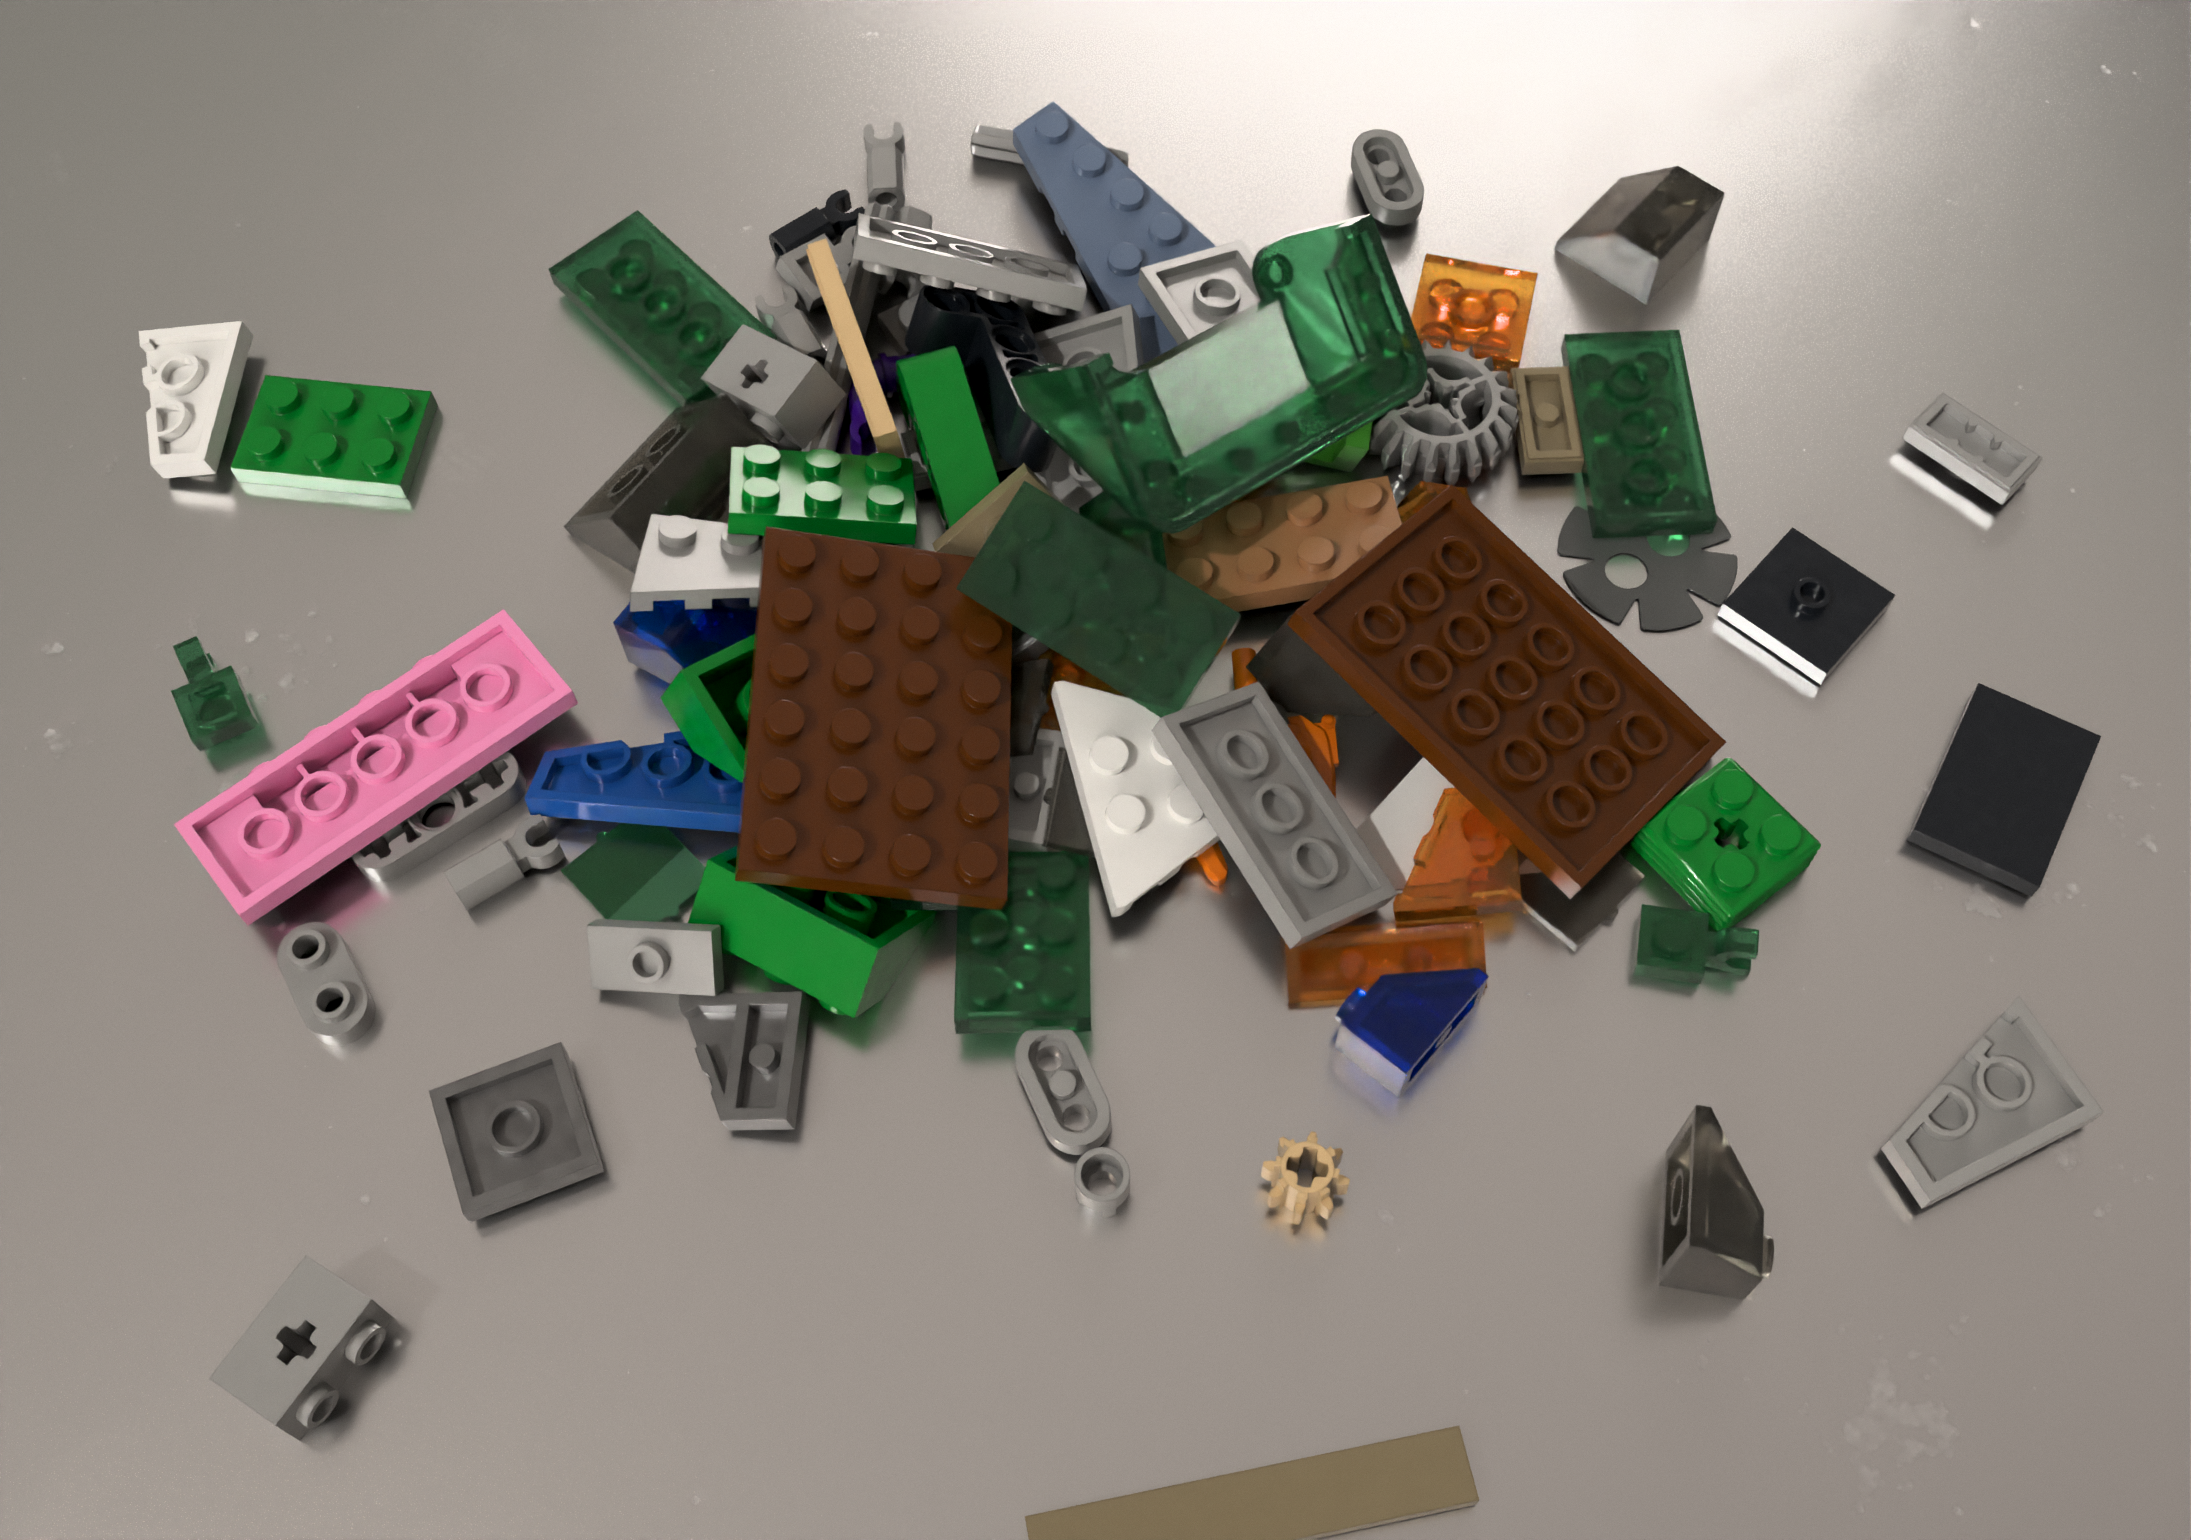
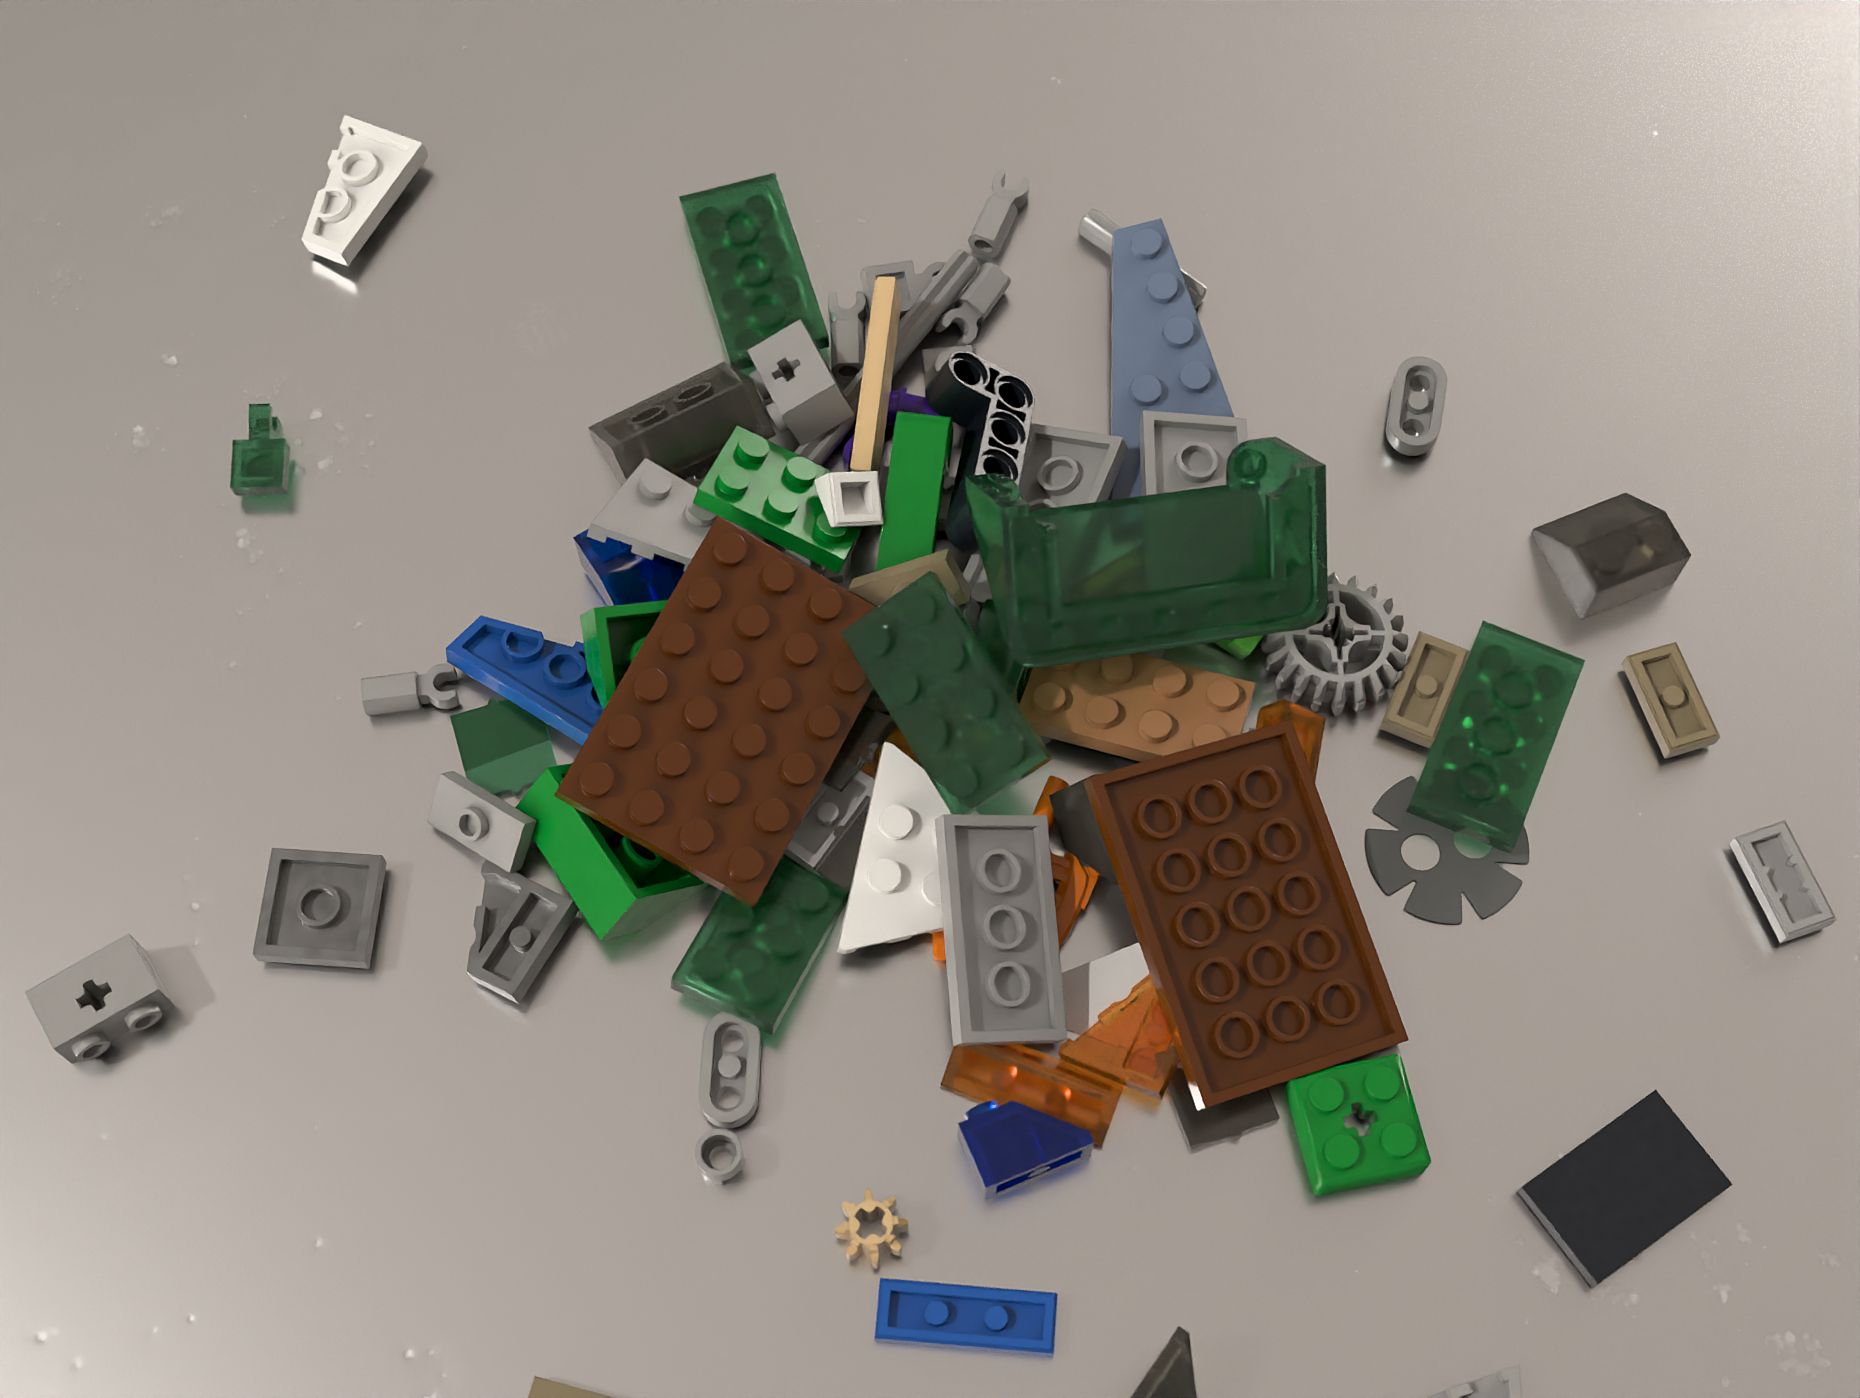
camera: 25 degrees right, 5 degrees up
(323, 978) = (241, 721): light grey plate -> none
(335, 436) = (452, 271): green plate -> none
(374, 766) = (352, 570): bright pink plate -> none
(431, 841) = (363, 615): light grey beam -> none
(828, 220) = (914, 247): black bar -> none
(890, 462) = (850, 498): none -> white slope
(950, 259) = (1007, 342): light grey plate -> none
(1449, 1223) = (966, 1317): none -> blue tile
(1474, 307) = (1417, 563): clear orange plate -> none
(1679, 946) = (1273, 1187): clear green plate -> none
(1774, 335) = (1670, 700): none -> dark tan plate
(1806, 605) = (1553, 953): black plate -> none

